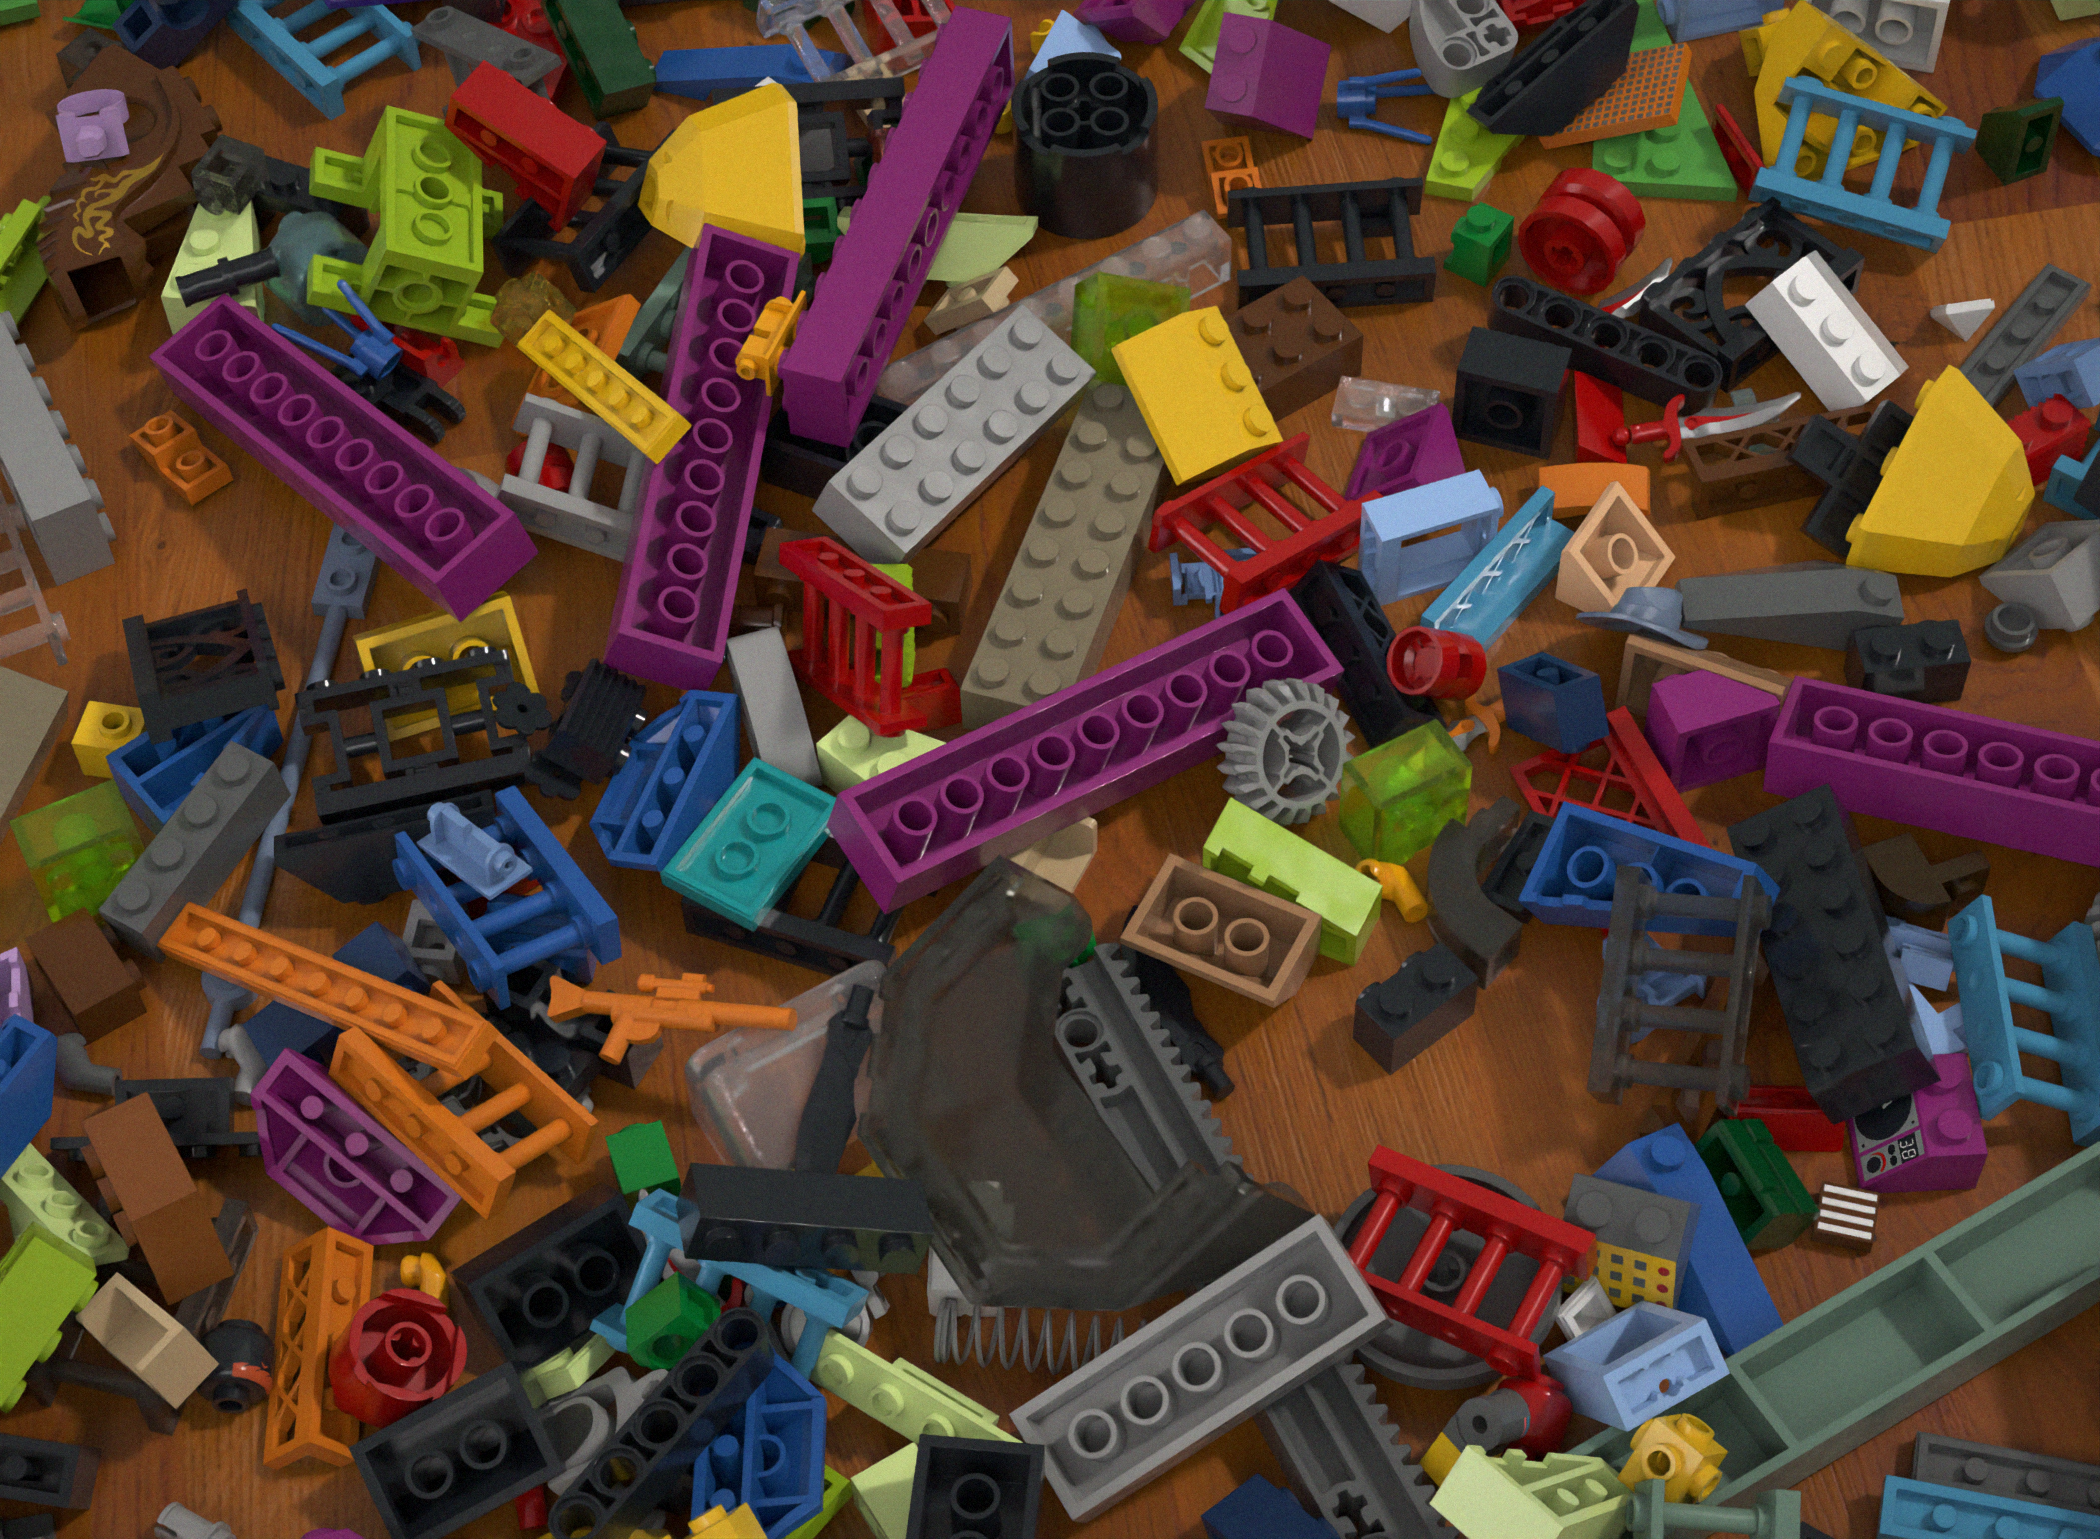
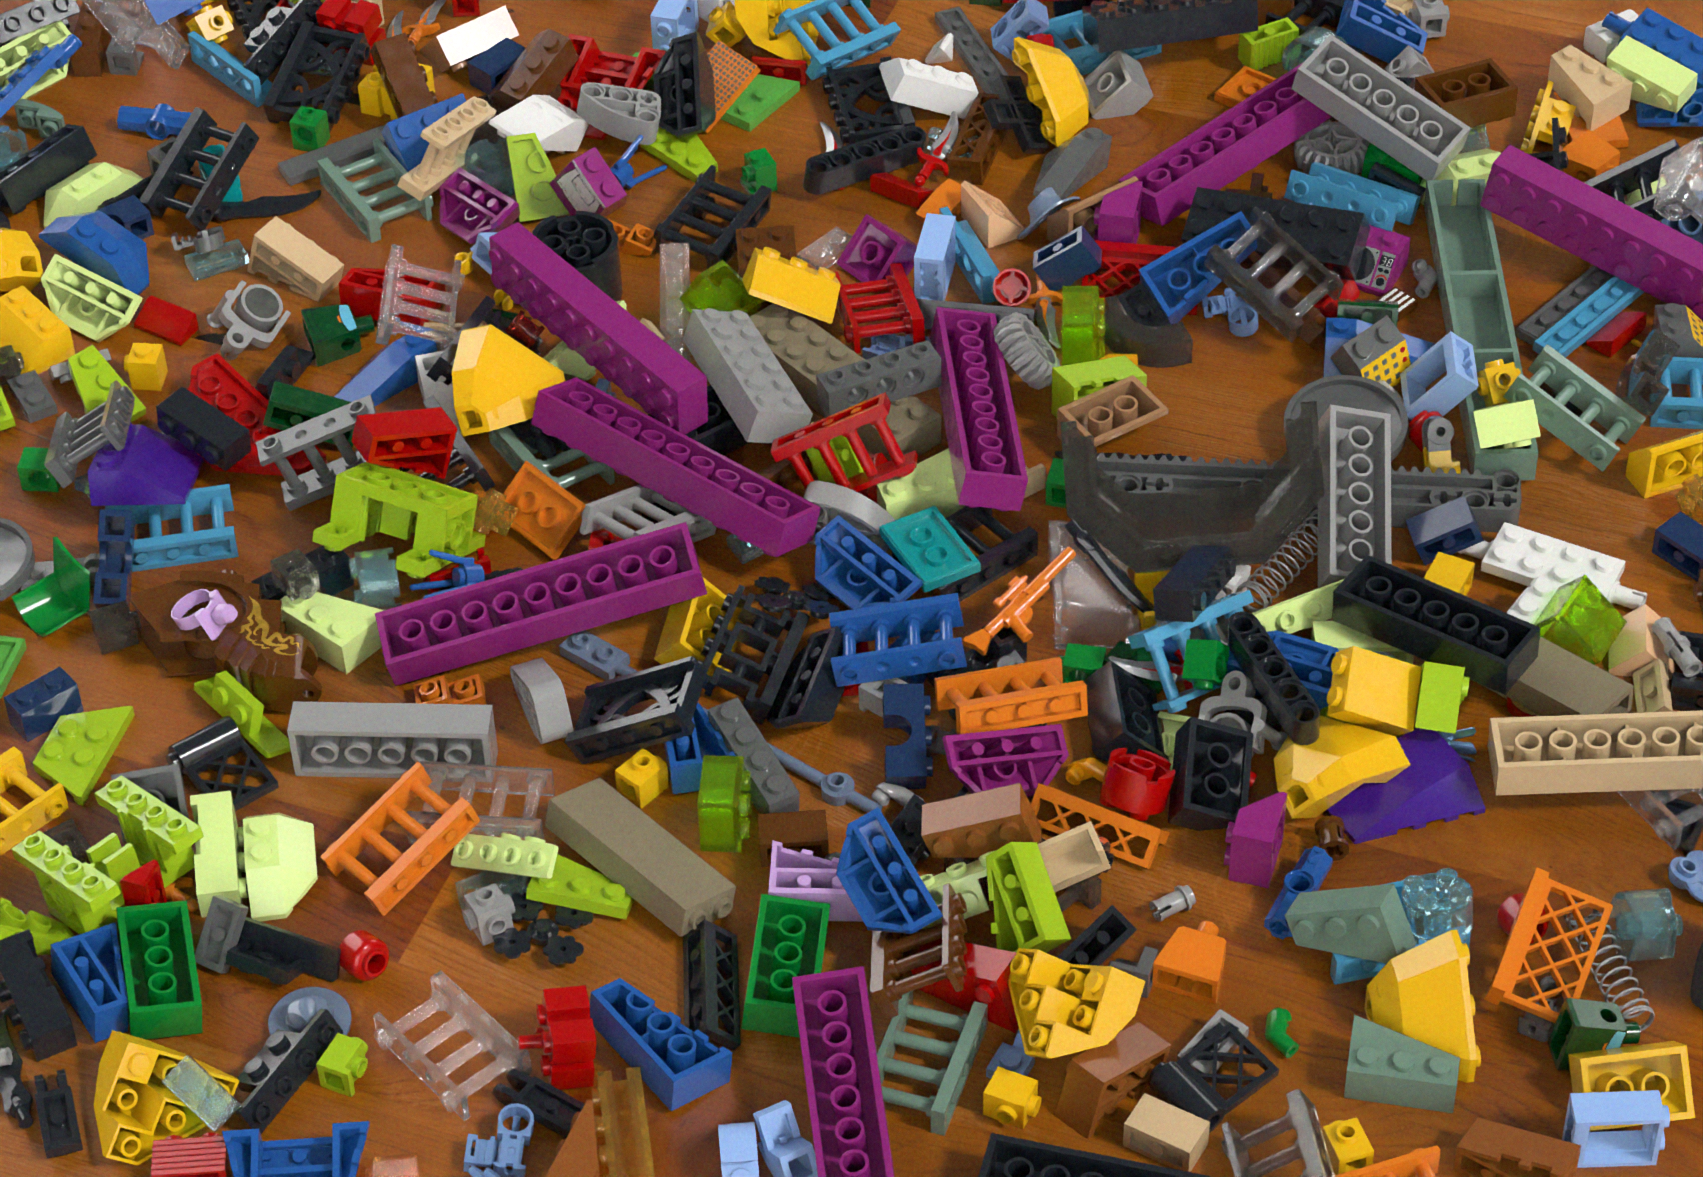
camera: 60 degrees left, 10 degrees down
(195, 551) = (542, 699): none -> light grey beam
(228, 276) = (367, 605): black pin -> none
(329, 990) = (907, 720): orange tile -> none
(471, 852) = (855, 637): medium blue hinge -> none
(596, 722) = (804, 577): black brick -> none
(604, 386) = (597, 481): yellow tile -> none
(760, 355) = (638, 400): light orange hinge -> none
(1044, 594) = (895, 372): none -> dark grey brick
(1414, 1007) = (1193, 379): black brick -> none
(1505, 1228) = (1351, 382): red fence -> none
(1510, 392) = (872, 190): black brick -> none
(1581, 231) = (791, 131): red wheel -> none
(1910, 661) = (1130, 150): black brick -> none
(1958, 1208) = (1425, 276): none -> light grey arm
(2011, 627) = (1131, 118): dark grey plate -> none

